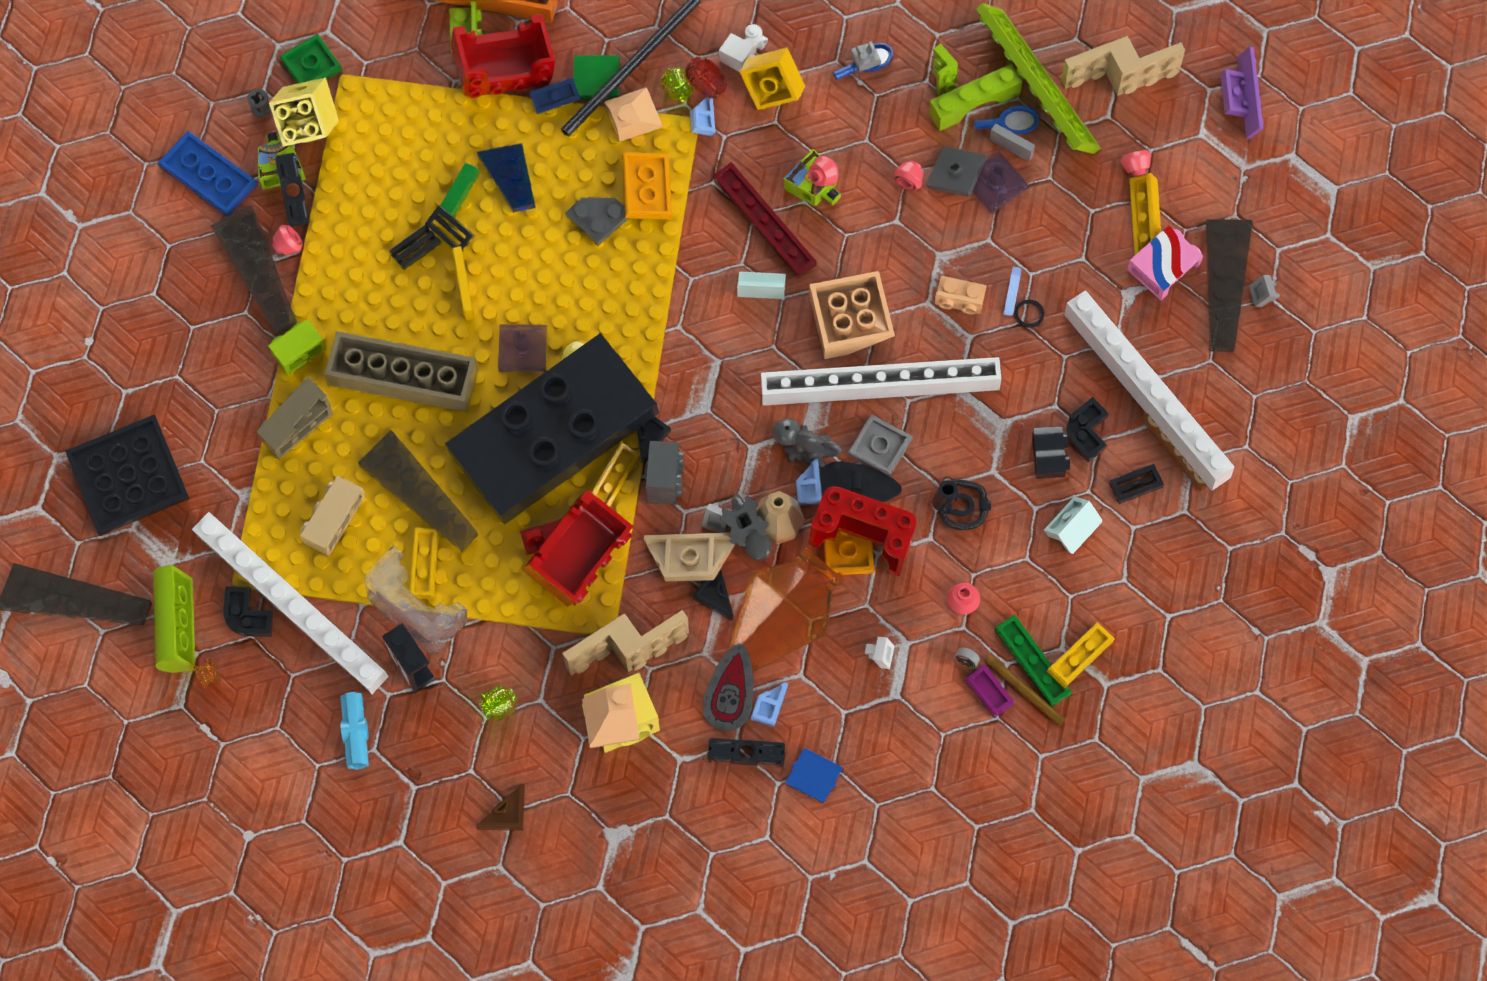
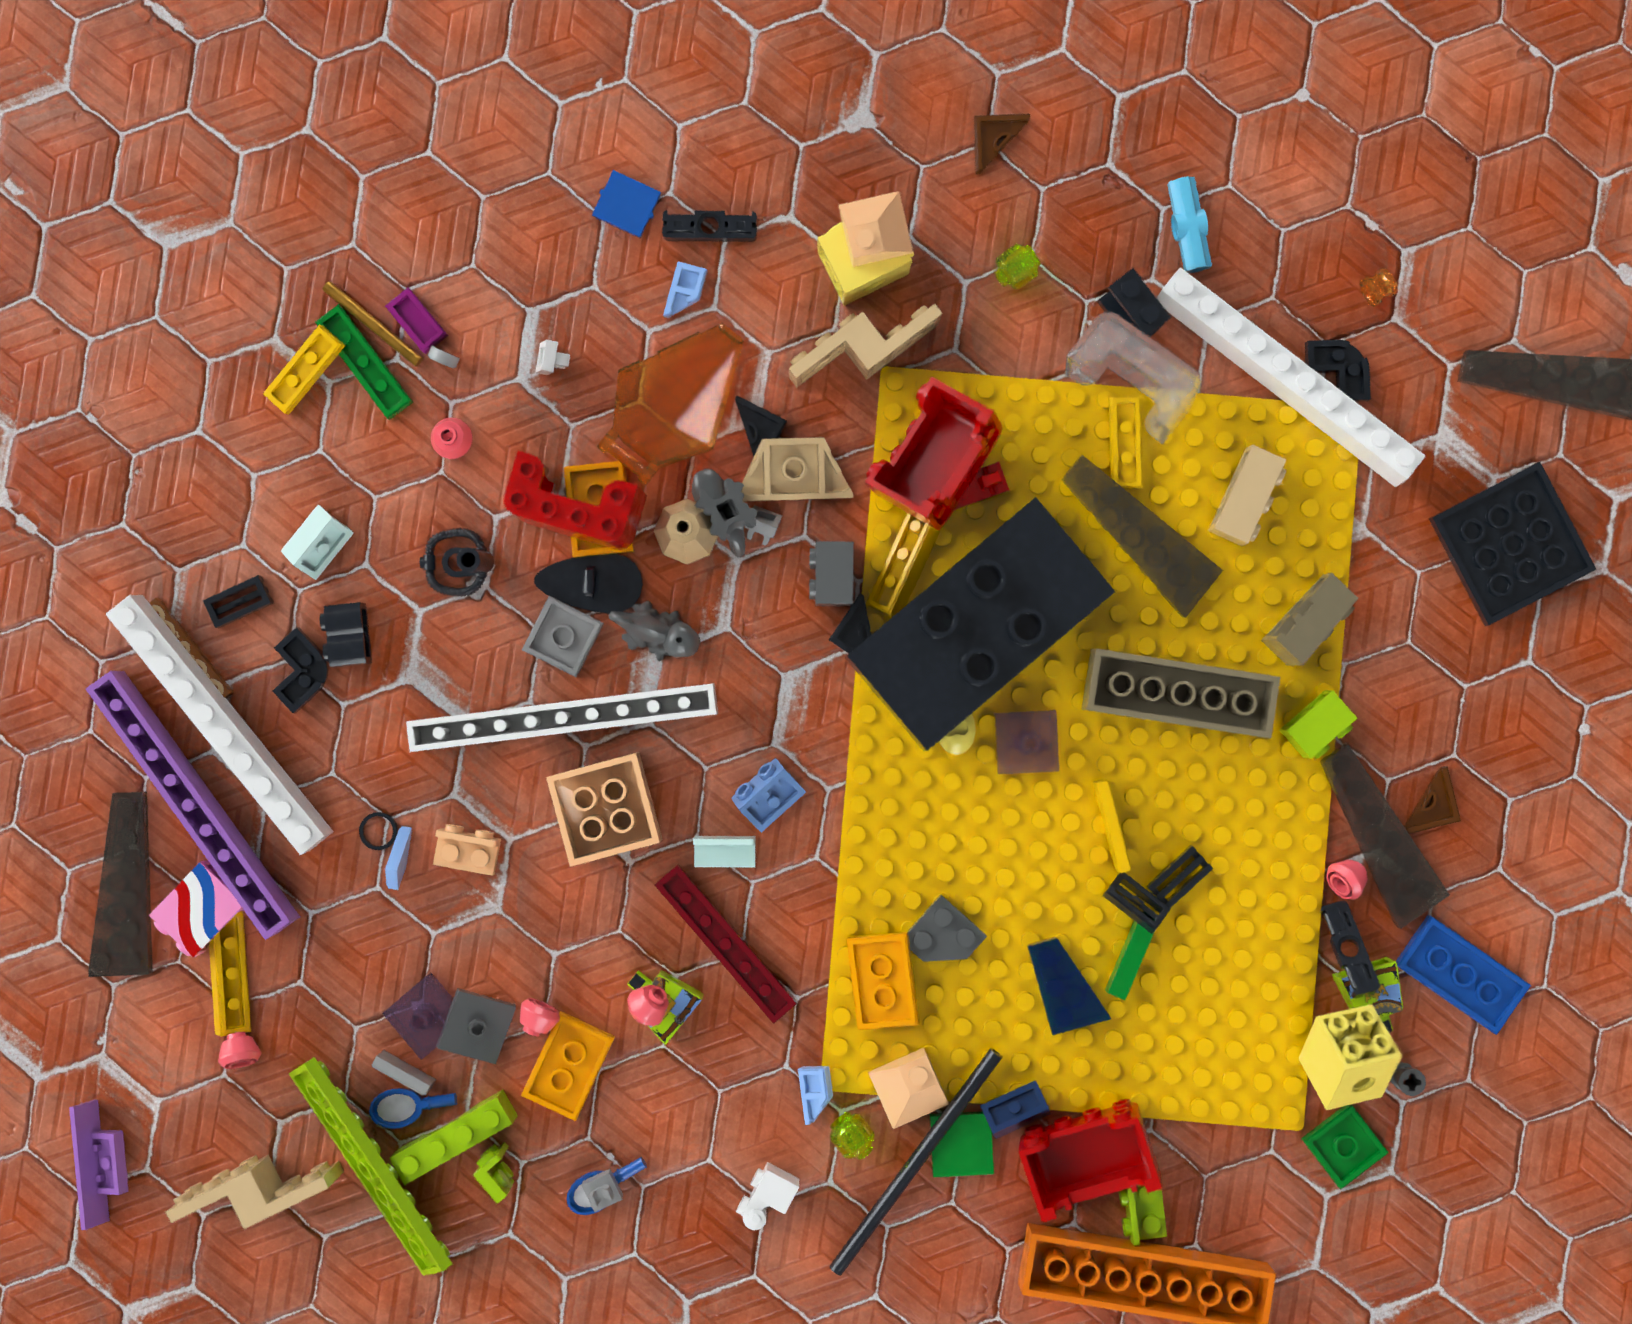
camera: 170 degrees right, 20 degrees up
(173, 620) = (1429, 349): lime brick -> none
(212, 289) = (1436, 805): none -> reddish brown tile
(705, 77) = (814, 1146): clear red tile -> none
(726, 322) = (767, 795): none -> medium blue bracket
(730, 690) = (732, 297): shield -> none
(772, 78) = (725, 1147): yellow slope -> none
(809, 485) = (649, 575): light blue tile -> none
(888, 143) = (568, 1066): none -> light orange tile
(1170, 334) = (193, 803): none -> medium lavender brick
(1263, 291) = (74, 874): light grey tile -> none

